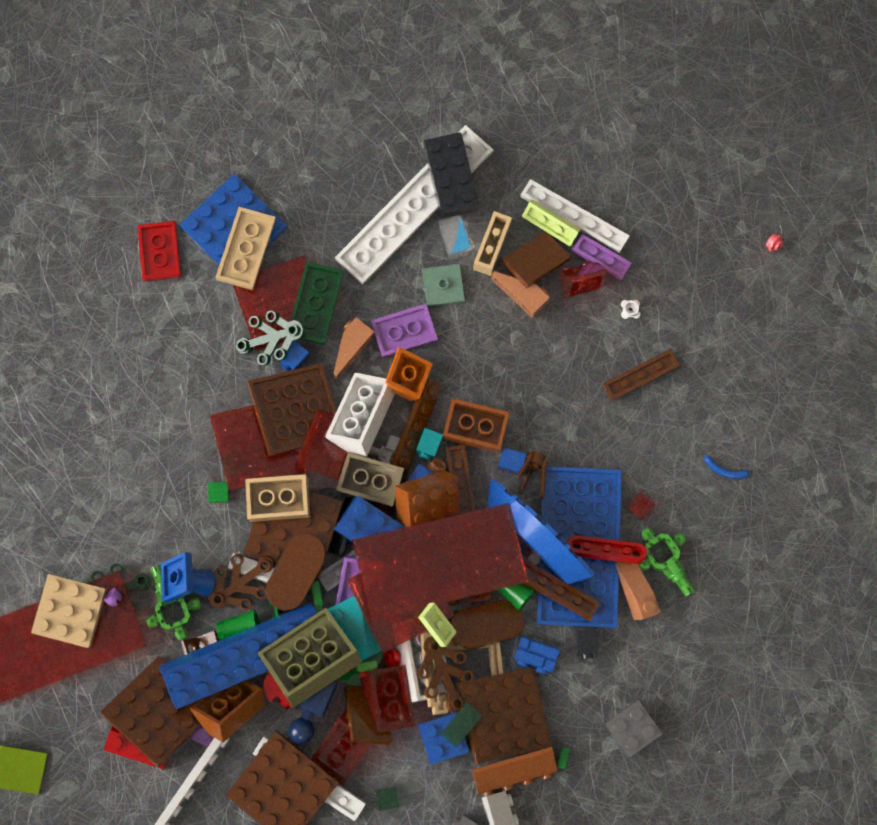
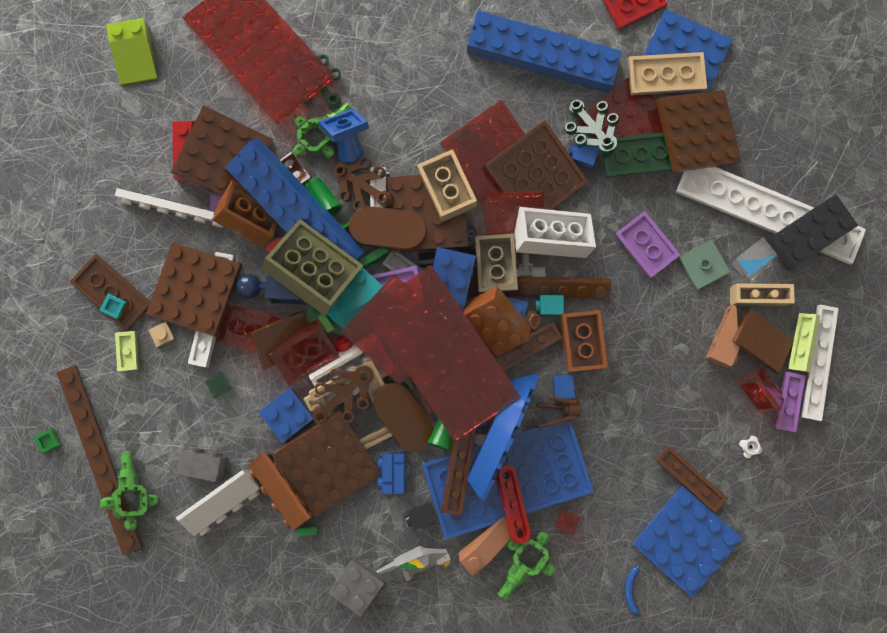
camera: 65 degrees right, 5 degrees up
(69, 611) = (282, 45): tan plate -> none
(112, 596) = (306, 76): medium lavender hinge -> none
(175, 357) = (543, 51): none -> blue piece
(218, 492) = (435, 135): green tile -> none
(313, 240) = (698, 131): none -> reddish brown plate
(353, 341) = (618, 202): nougat slope -> none
(408, 375) = (606, 262): orange slope -> none
(437, 624) = (383, 371): yellowish green plate -> none
(461, 724) = (302, 427): clear green plate -> none
(628, 661) = (417, 561): none -> light grey animal
(697, 401) = (687, 541): none -> blue plate
(774, 242) = (871, 563): coral plate -> none

